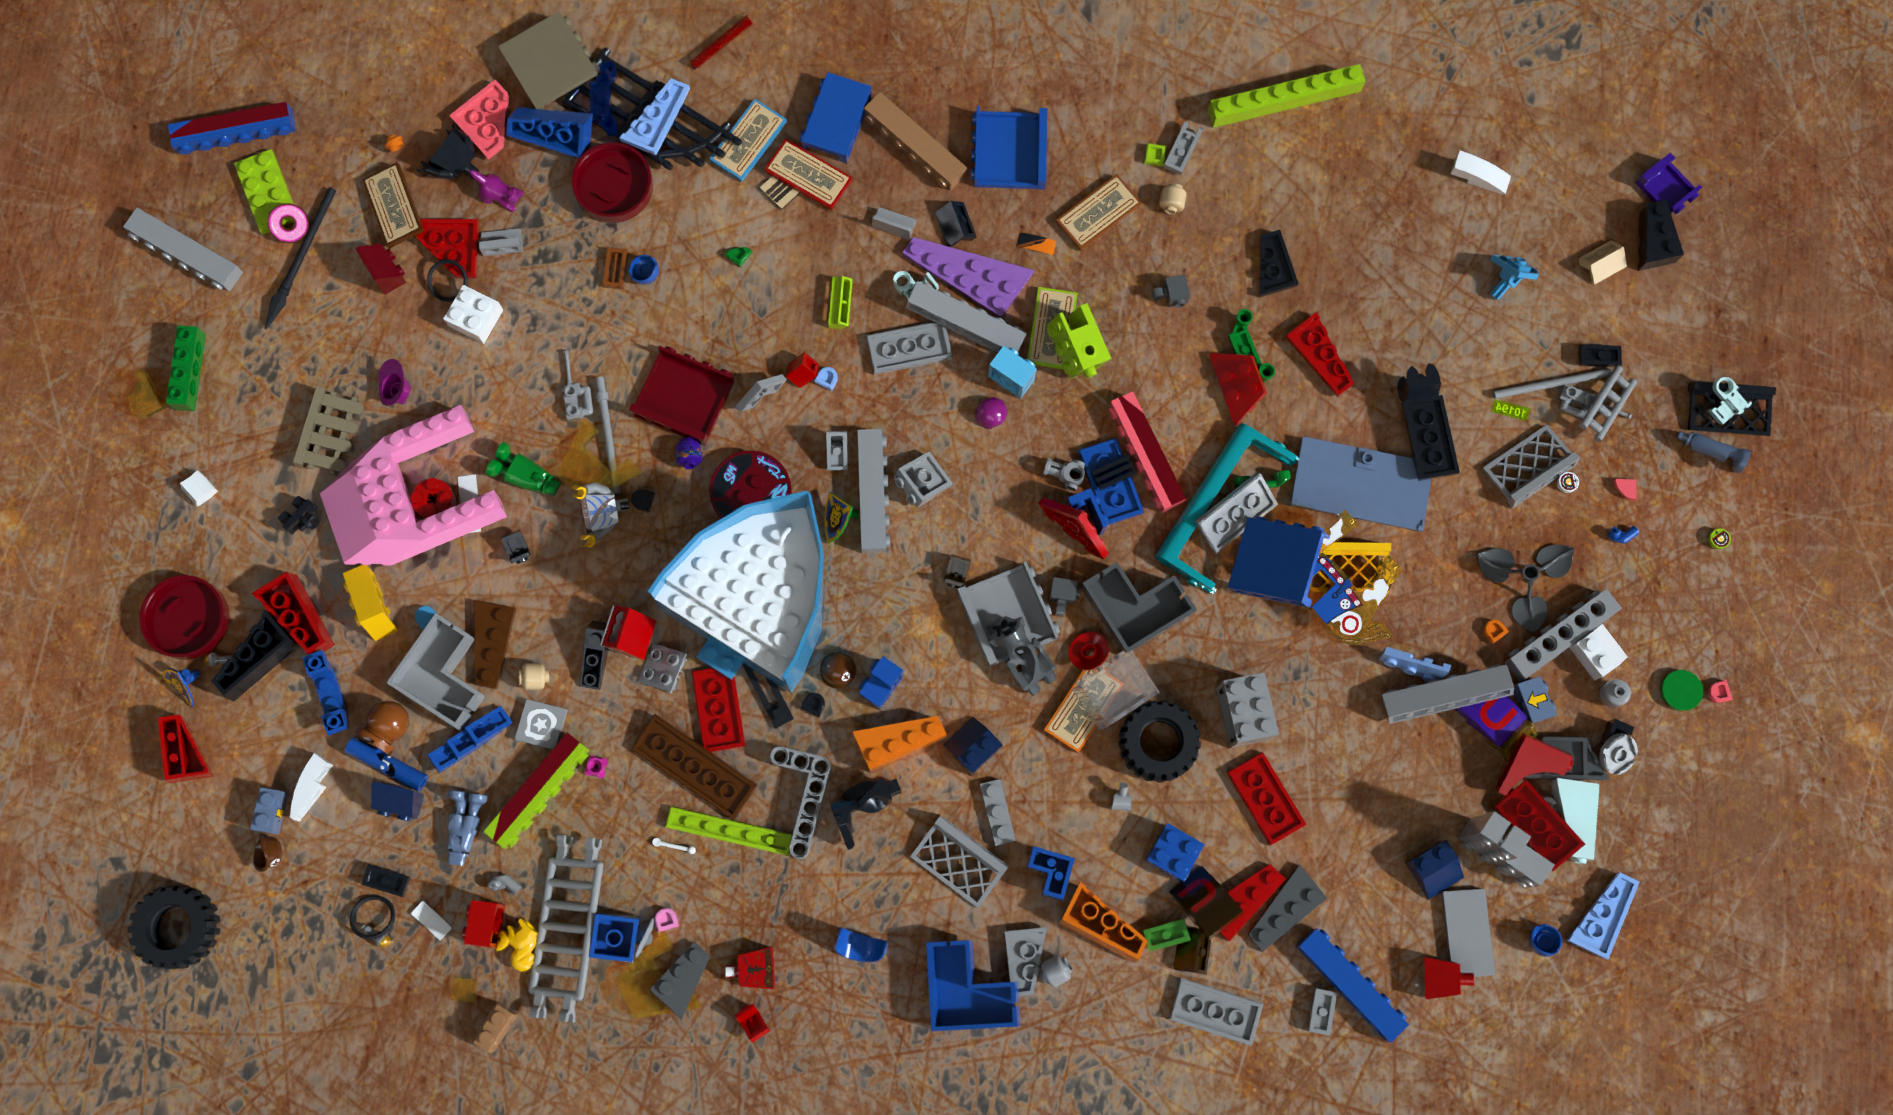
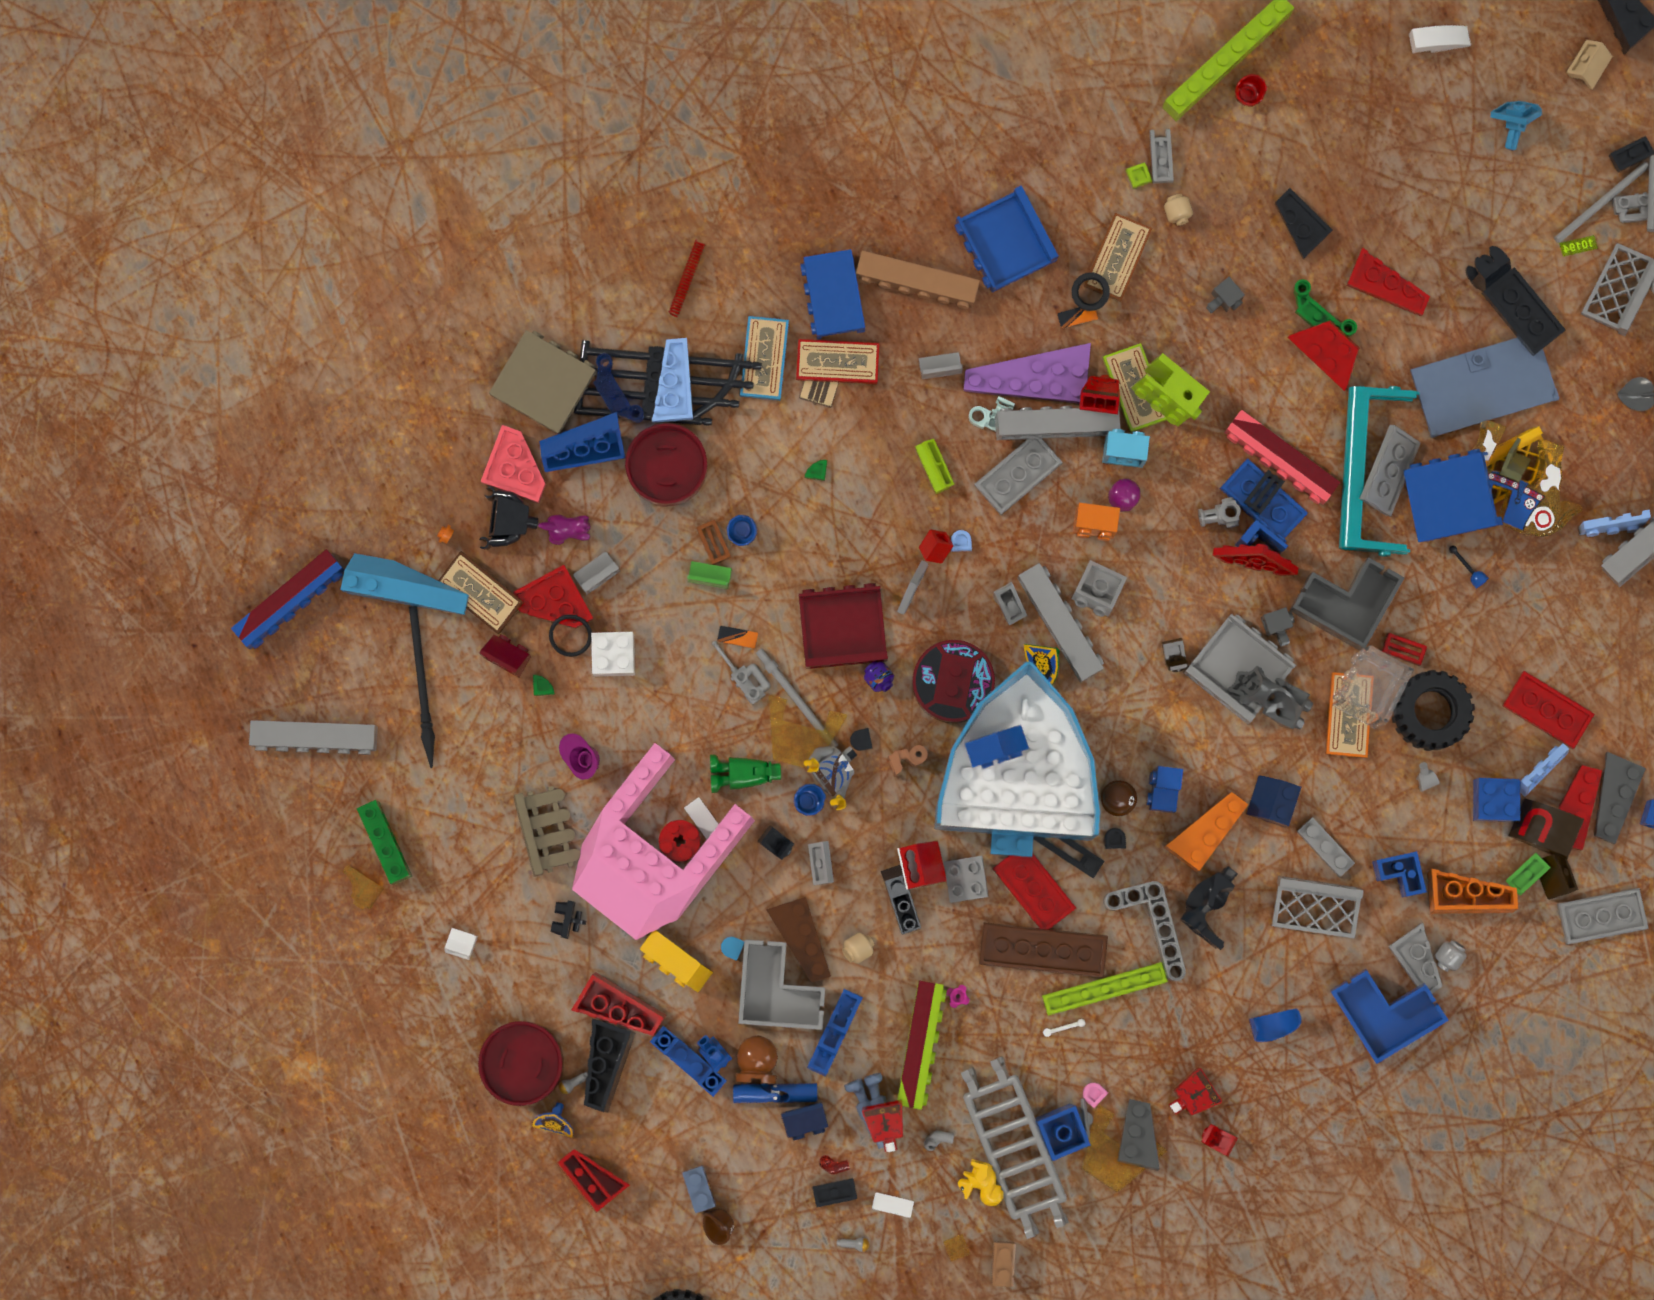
camera: 25 degrees left, 5 degrees up
(263, 186) = (354, 641): lime plate -> none
(300, 219) = (405, 666): tile -> none
(309, 786) = (719, 1148): white slope -> none
(330, 163) = (400, 584): none -> dark azure wedge
(353, 699) = (713, 1052): none -> blue hips
(388, 927) = (861, 1229): black tyre -> none
(398, 856) = (832, 1166): none -> clear red arm
(399, 311) = (542, 686): none -> green tile
(461, 841) = (885, 1123): none -> torso
(483, 923) = (944, 1181): red brick -> none
(541, 724) = (888, 986): light grey tile -> none
(545, 583) = (820, 863): none -> light grey plate
(566, 525) = (809, 799): none -> blue hair
(589, 357) = (737, 636): none -> sticker
(595, 293) = (709, 575): none -> bright green panel
(679, 537) = (915, 757): none -> nougat leg
(738, 551) = (997, 746): none -> blue brick
(951, 419) = (1096, 521): none -> orange brick
(955, 223) = (996, 337): black panel -> none
(1015, 314) = (1100, 395): none -> red torso
(1046, 215) = (1090, 276): none -> black tyre
(1083, 645) = (1321, 657): red dish -> none
(1176, 688) = (1387, 643): none -> red tile
(1230, 848) = (1543, 769): none -> light blue wing
(1247, 710) = (1494, 643): light grey container -> none
(1265, 648) = (1478, 577): none -> hinge
(1280, 478) = (1410, 418): green bar -> none
(1290, 131) = (1250, 90): none -> red hair
(1349, 562) = (1515, 463): none -> olive panel

